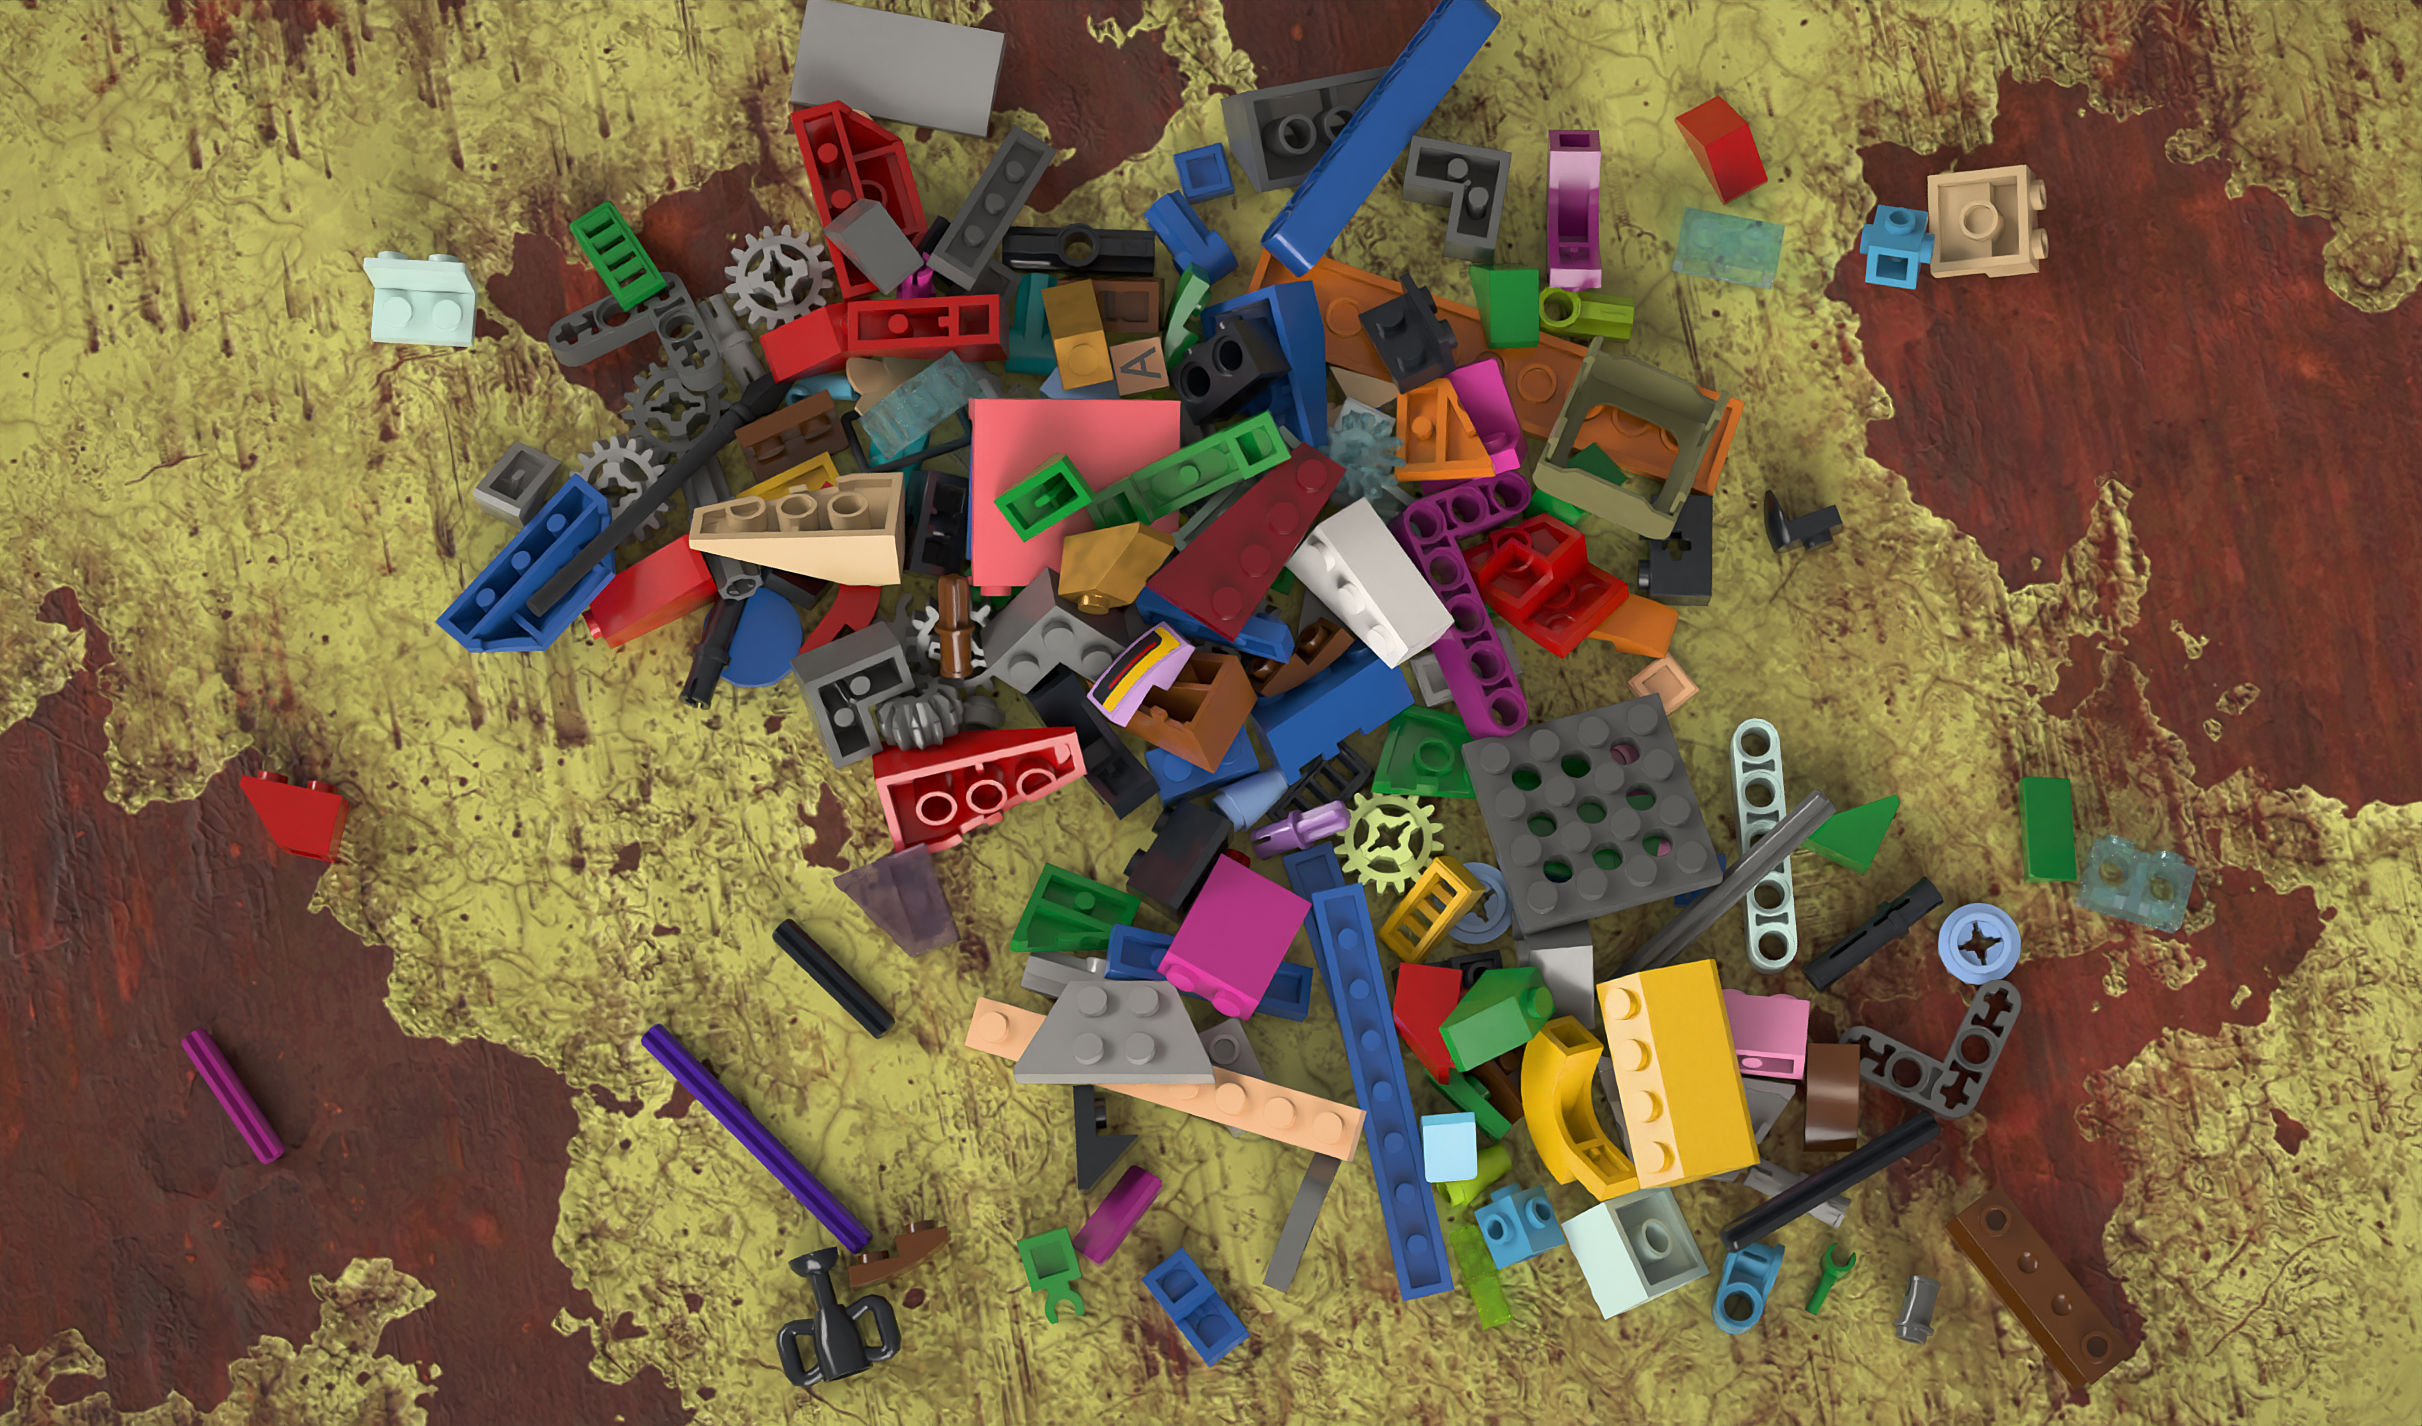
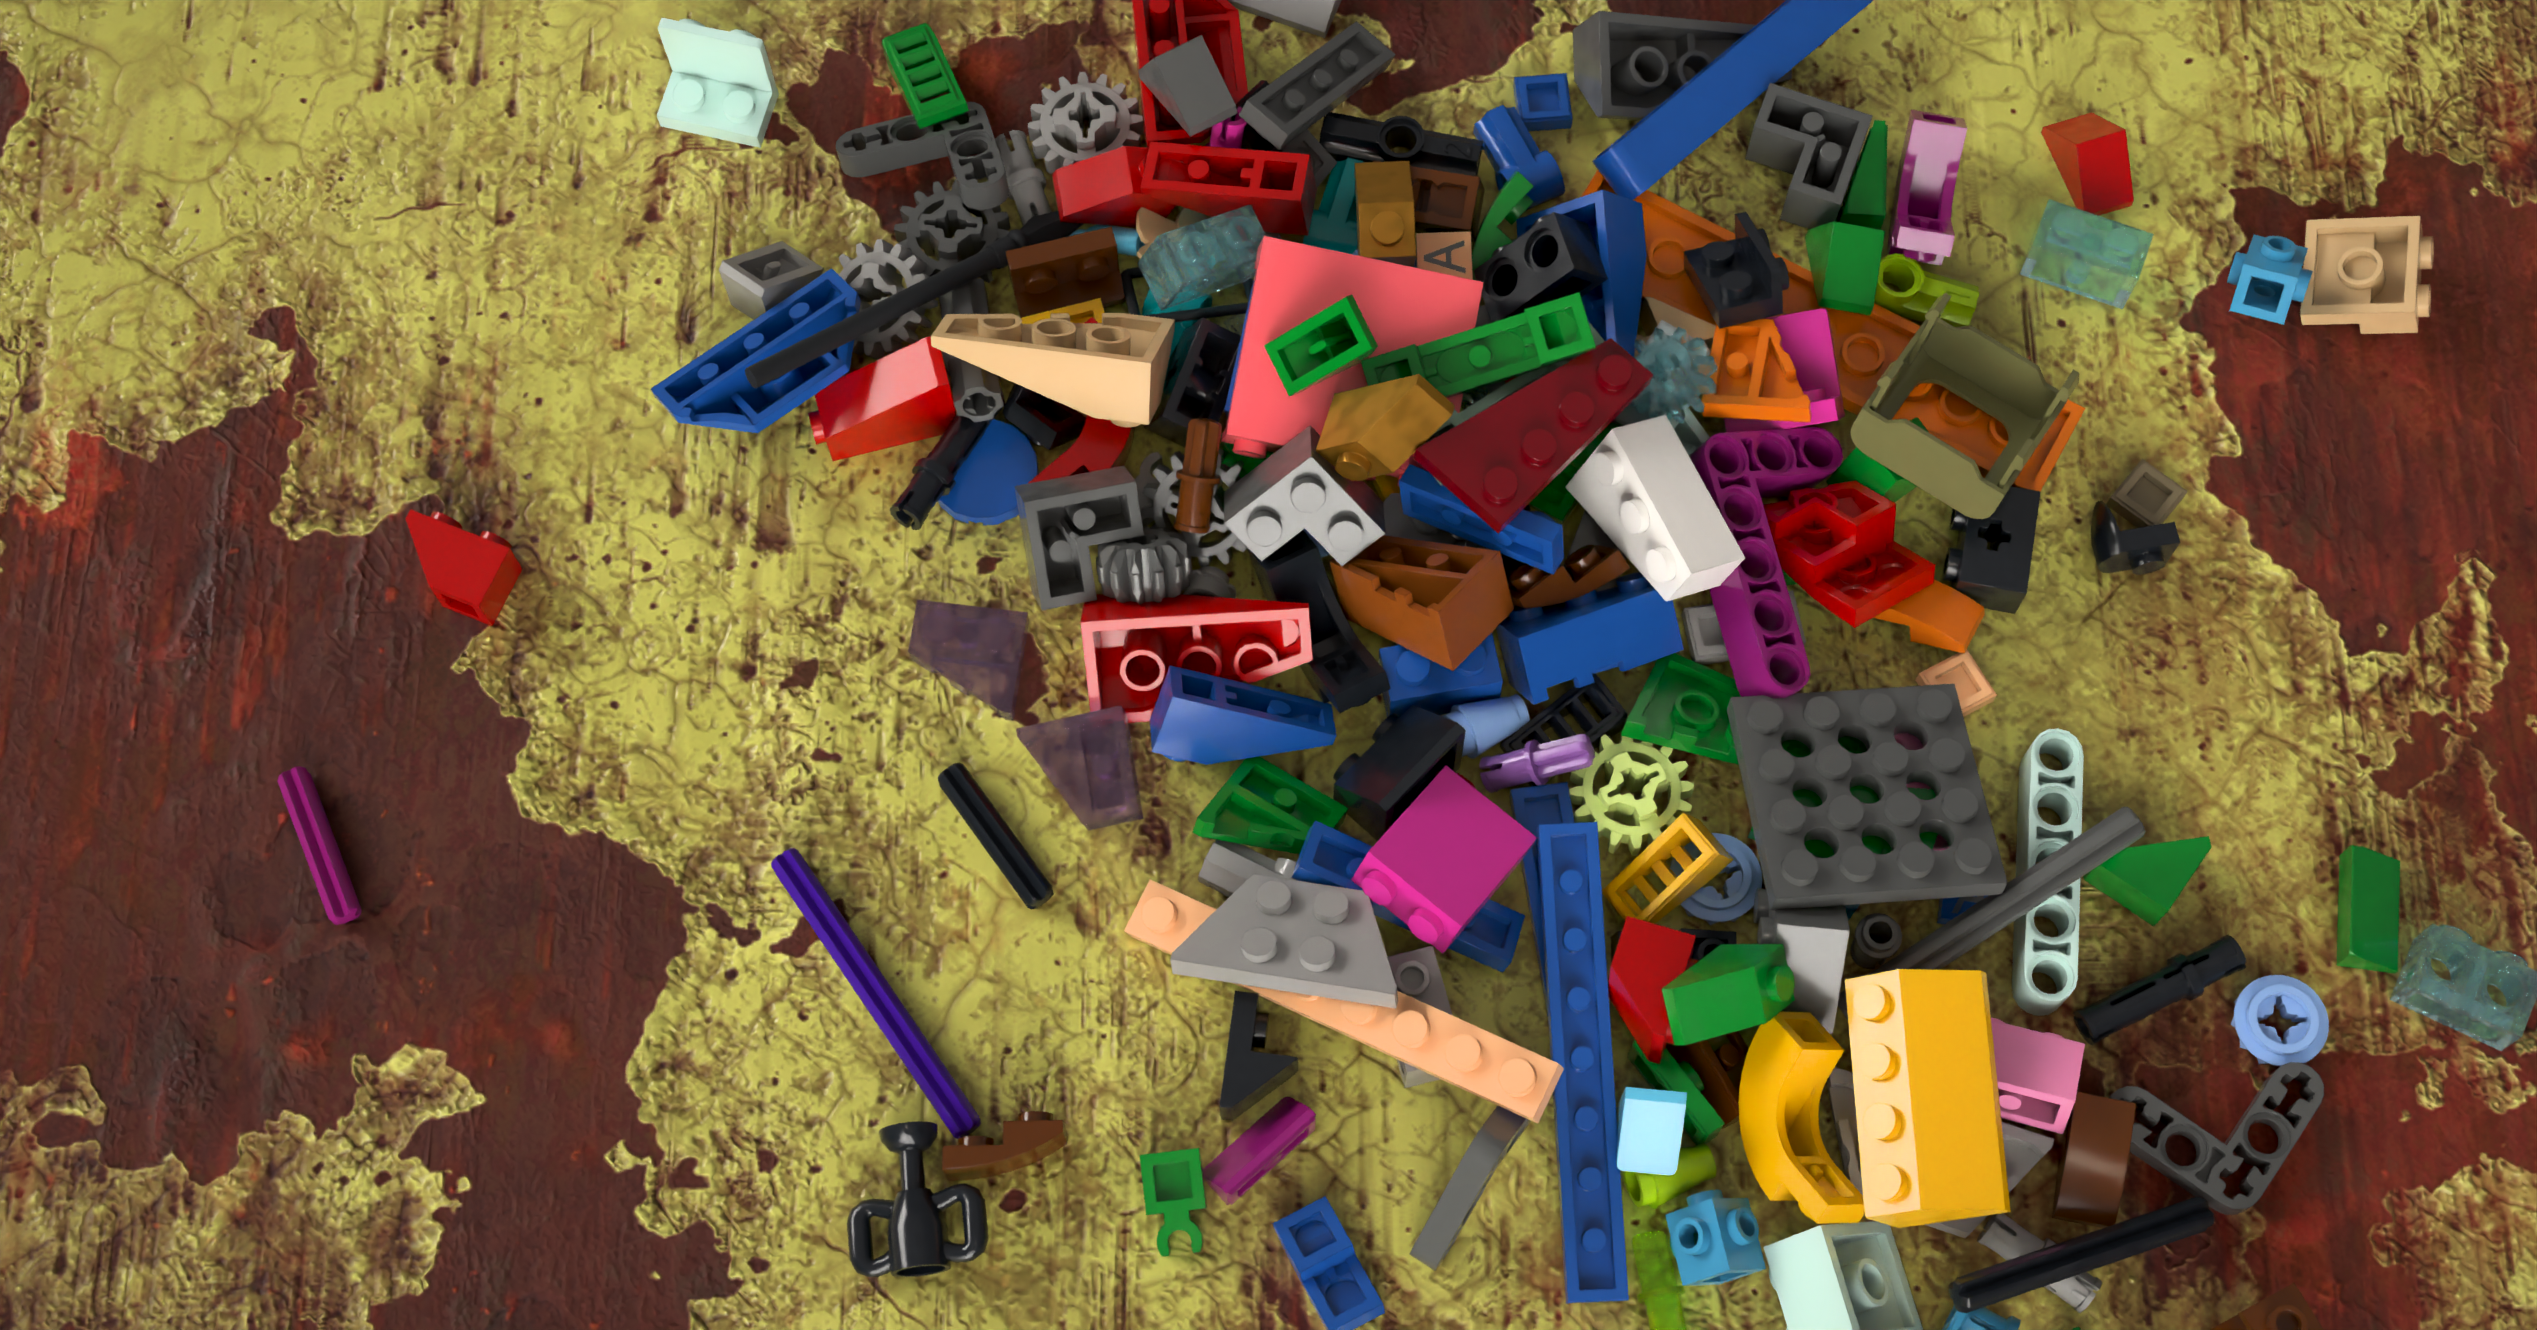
camera: 10 degrees right, 10 degrees down
(778, 809) = (972, 648): none -> wing
(1021, 839) = (1229, 720): none -> blue slope
(1148, 661) = (1405, 539): slope -> none
(1518, 226) = (1867, 192): none -> green slope
(1625, 926) = (1875, 940): none -> dark grey pin
(1812, 475) = (2146, 496): none -> dark tan tile

